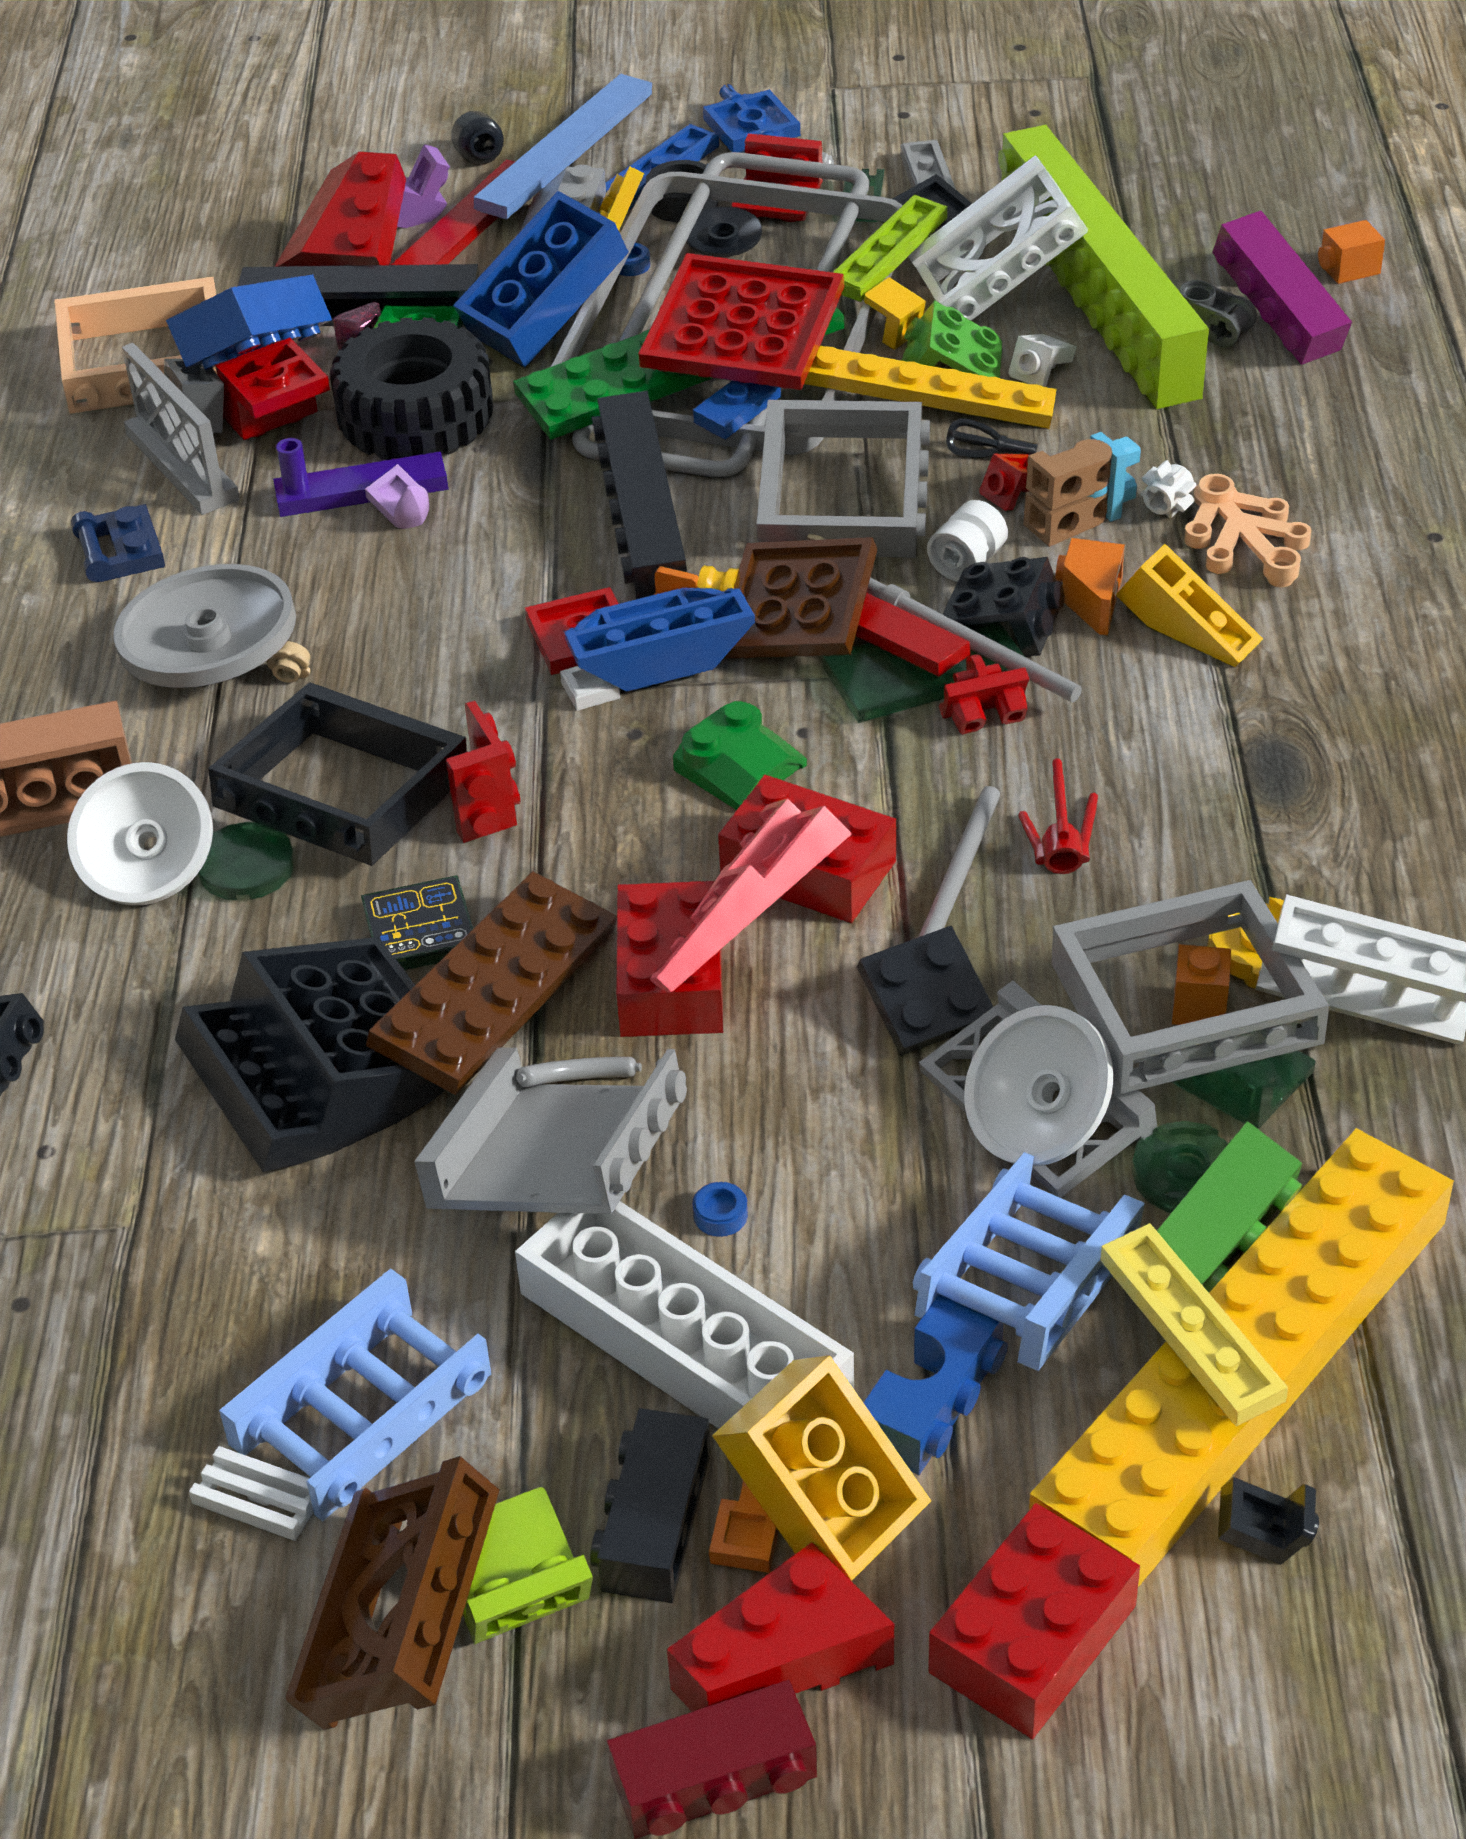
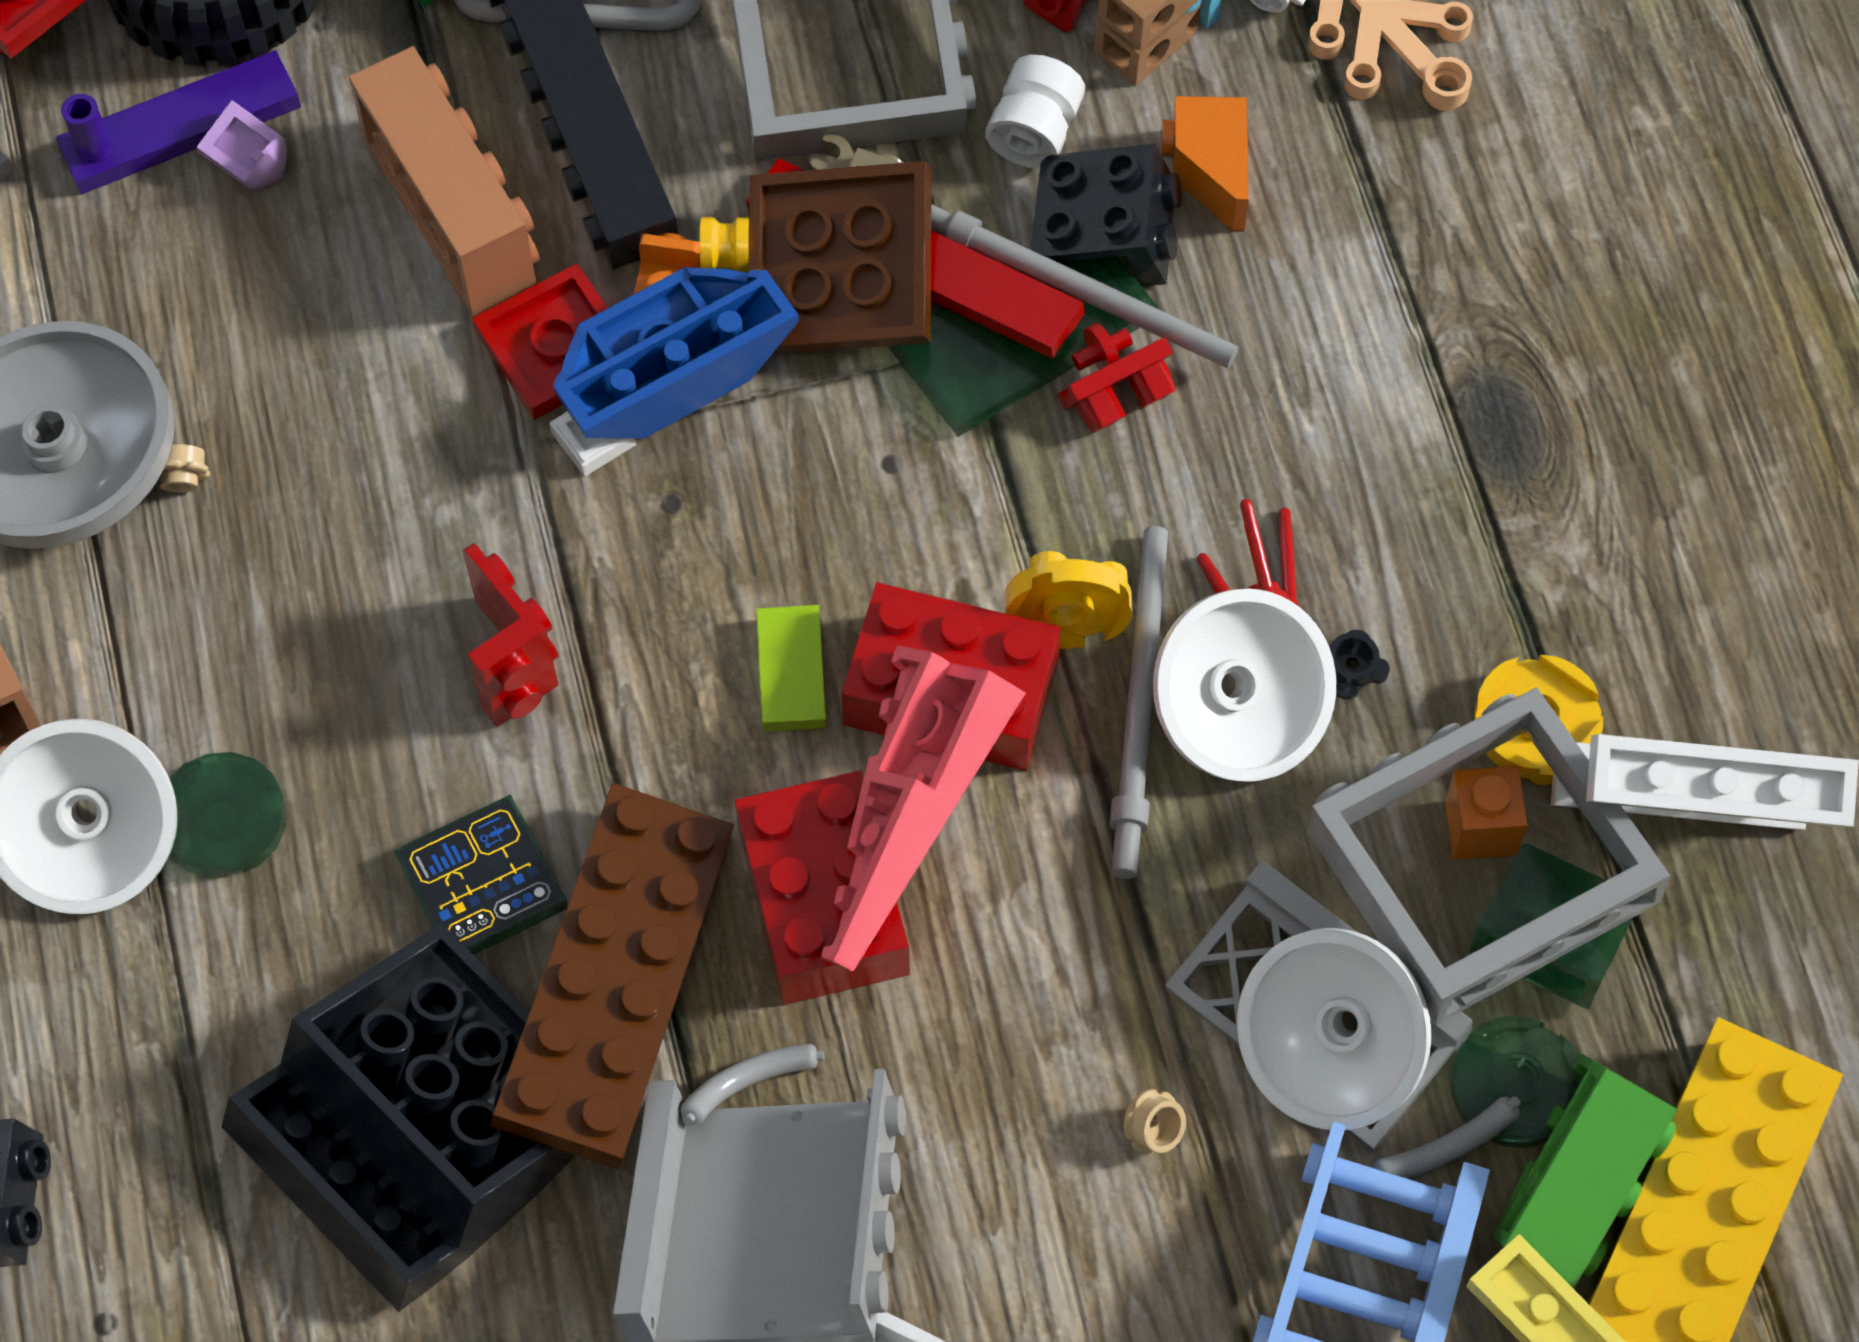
camera: 15 degrees left, 20 degrees up
(354, 723) = (329, 573): black window -> none
(529, 520) = (445, 180): none -> nougat brick
(690, 834) = (791, 668): none -> lime tile
(720, 1209) = (975, 1251): blue tile -> none
(733, 752) = (819, 529): green slope -> none
(896, 1143) = (1154, 1122): none -> tan plate
(923, 791) = (1073, 595): none -> yellow plate
(924, 989) = (1152, 879): black plate -> none
(1042, 852) = (1280, 680): none -> white dish
(1120, 887) = (1359, 647): none -> black plate
(1141, 1190) = (1453, 1144): none -> light grey piece
(1182, 606) = (1343, 185): yellow slope -> none

